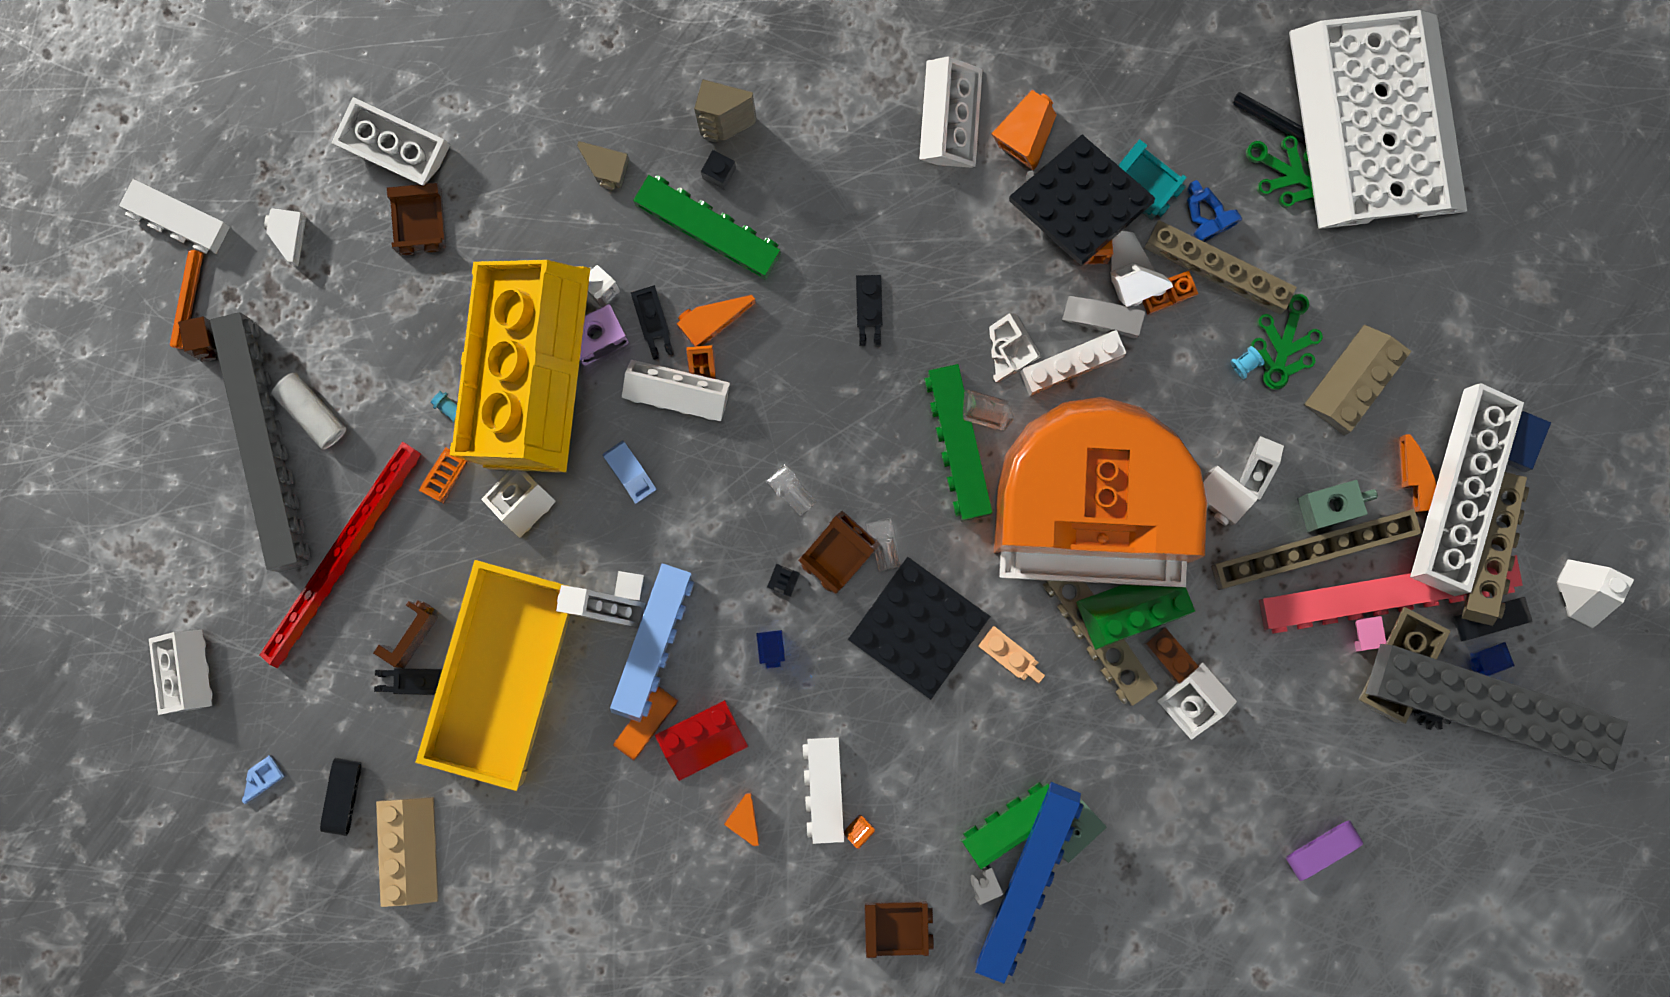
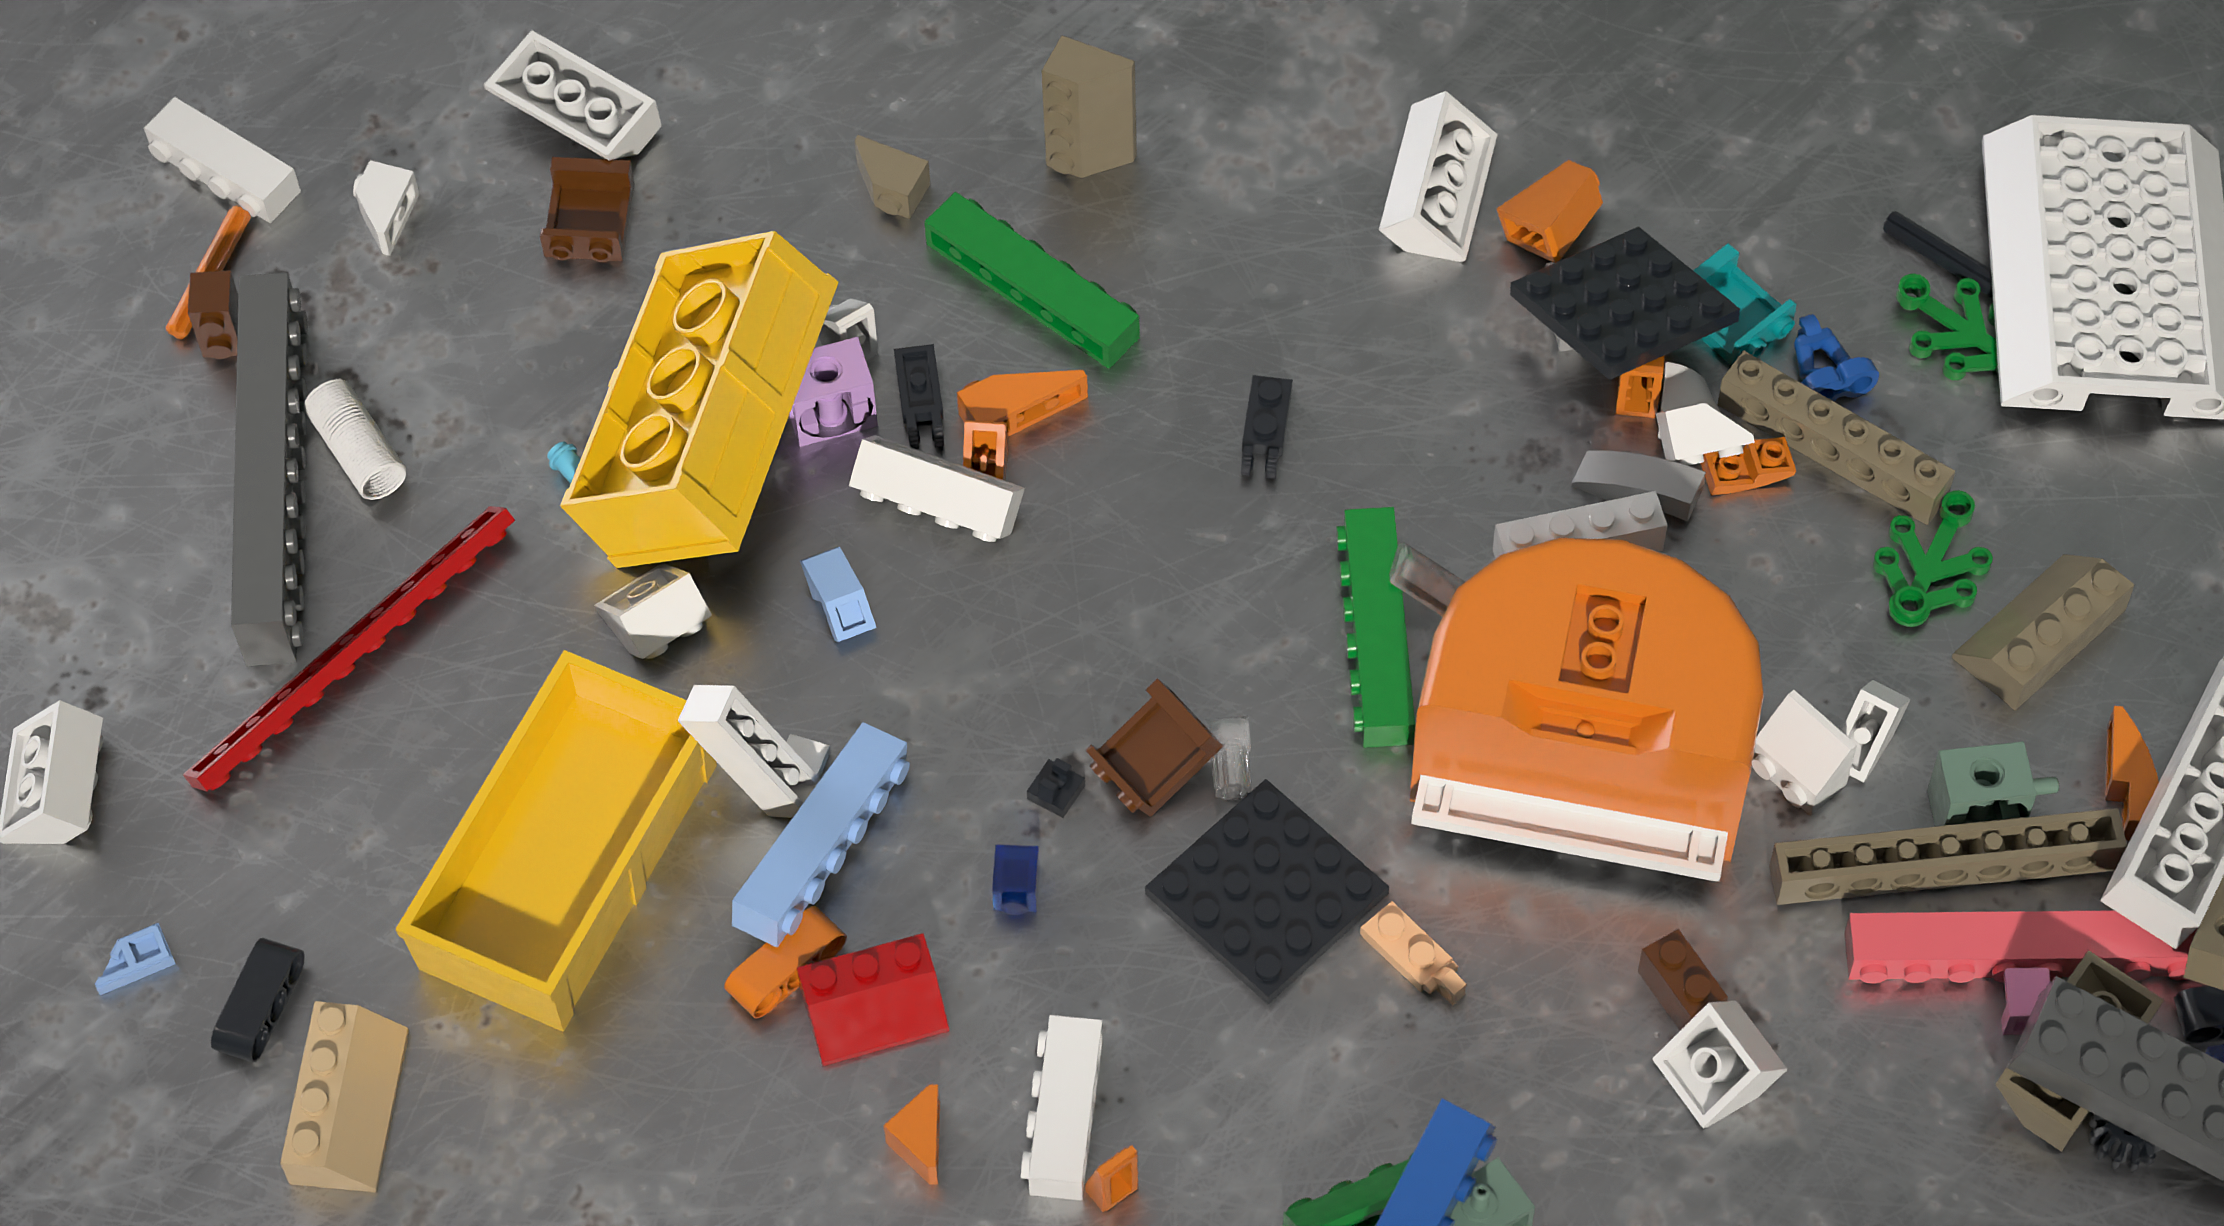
camera: 10 degrees right, 25 degrees down
(410, 681) = (408, 843): black hinge -> none
(412, 638) = (431, 774): reddish brown panel -> none
(446, 488) = (532, 589): orange slope -> none
(718, 169) = (1064, 205): black brick -> none
(787, 485) = (1089, 649): clear piece -> none
(1011, 347) = (1480, 503): white slope -> none
(1131, 611) = (1630, 902): green slope -> none
(1142, 683) = (1610, 987): dark tan brick -> none
(1247, 362) = (1864, 577): medium azure bush -> none

